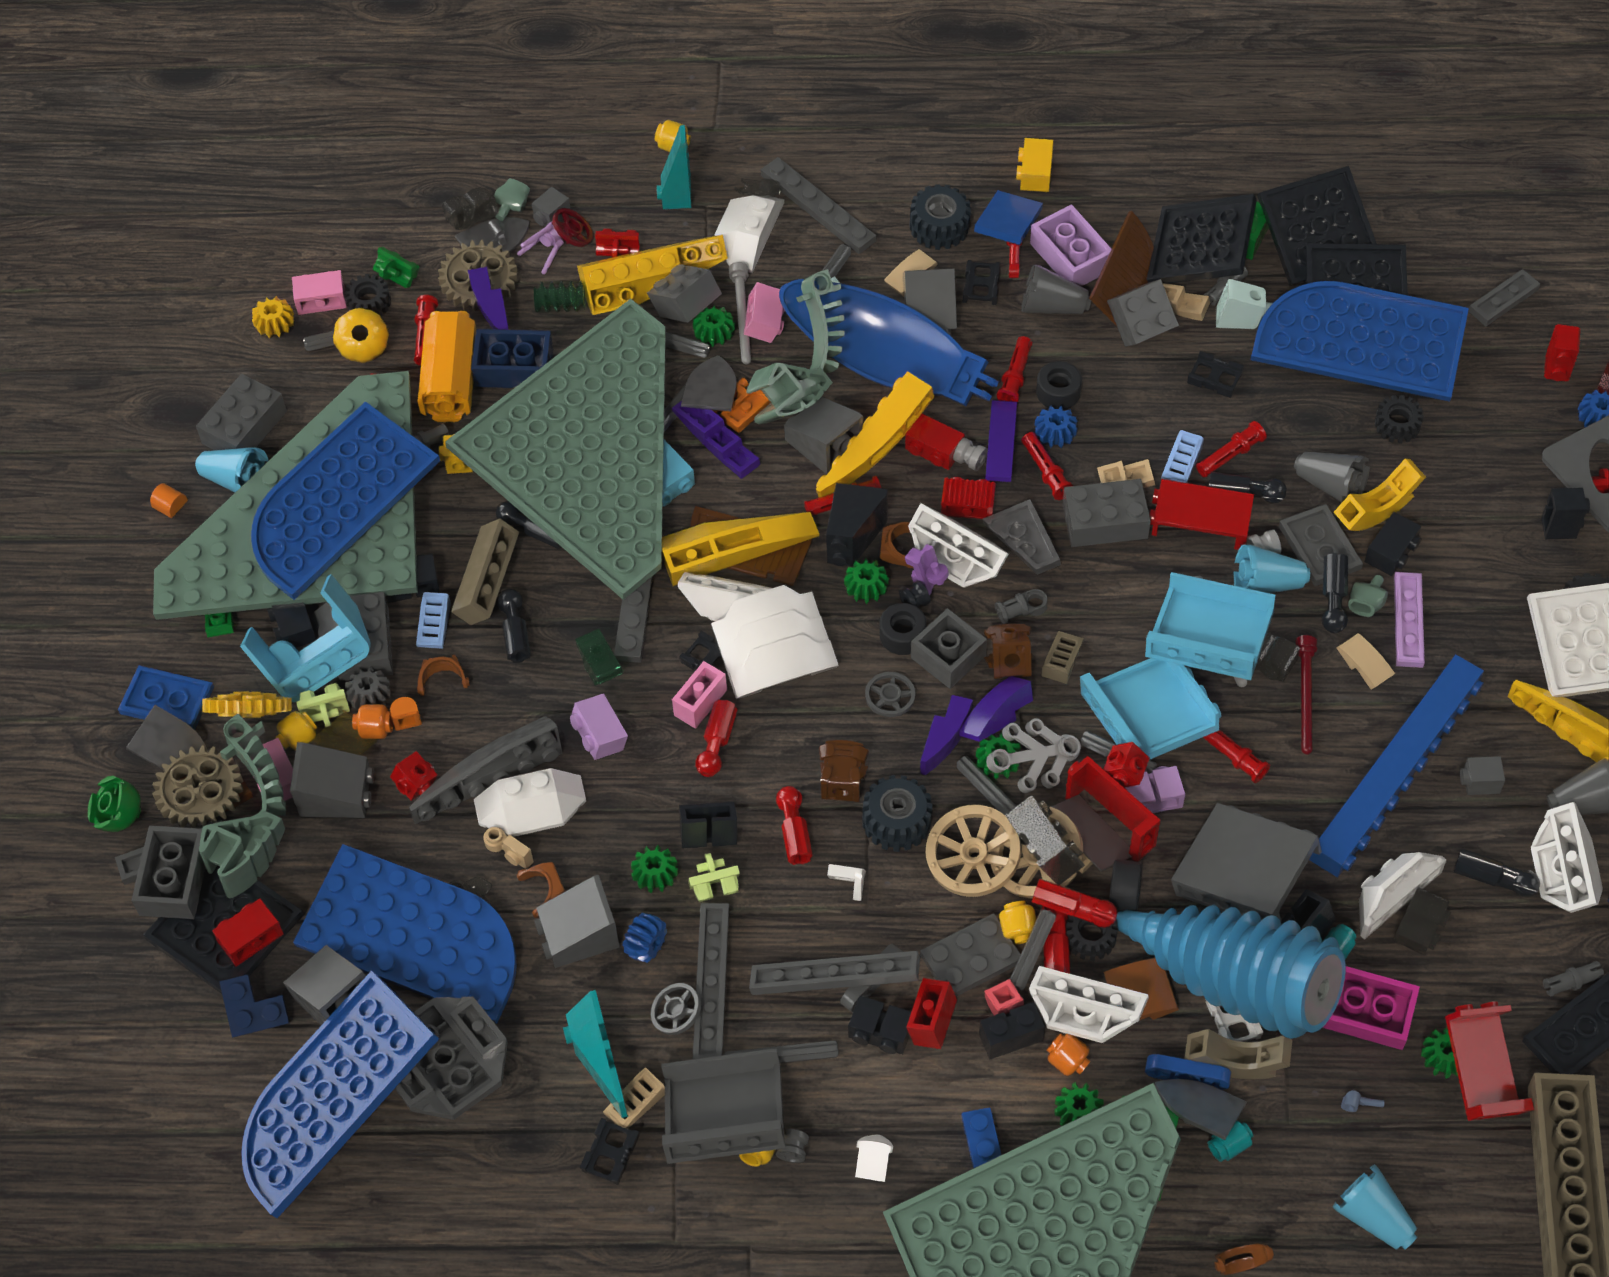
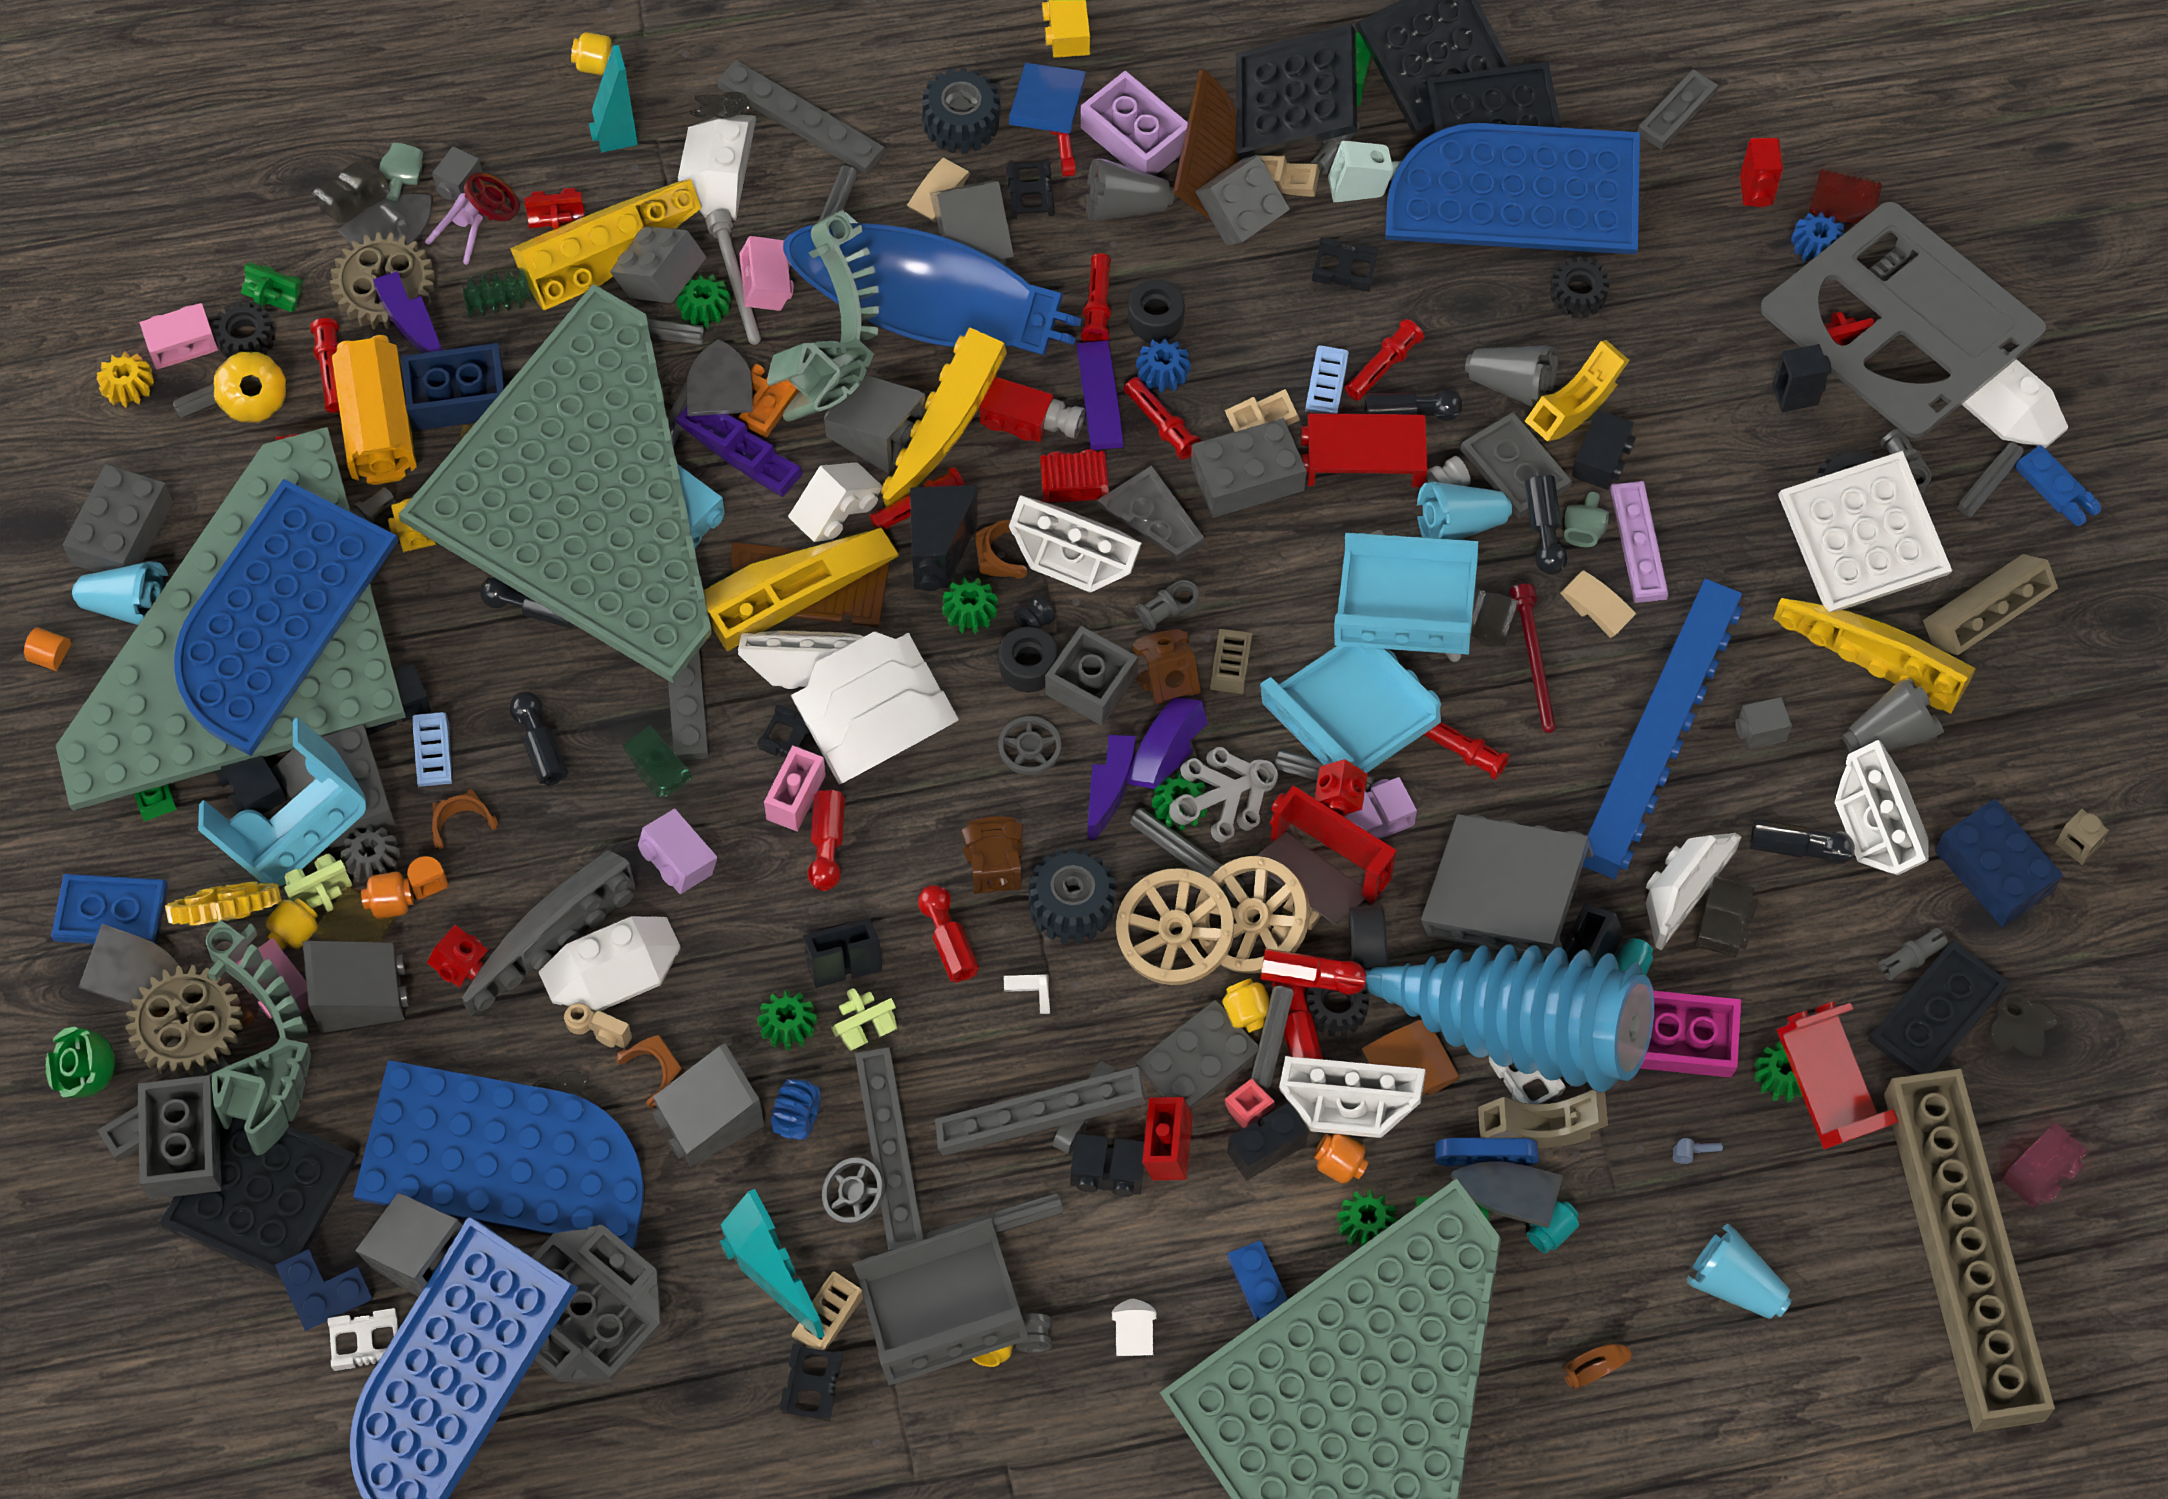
camera: 15 degrees left, 5 degrees up
(247, 932) = (295, 1194): red brick -> none
(276, 1043) = (363, 1327): none -> white piece
(485, 572) = (486, 675): dark tan brick -> none
(776, 482) = (831, 497): none -> white brick
(926, 567) = (1043, 576): medium lavender hips -> none
(1046, 839) = (1264, 899): clear smoke wedge -> none

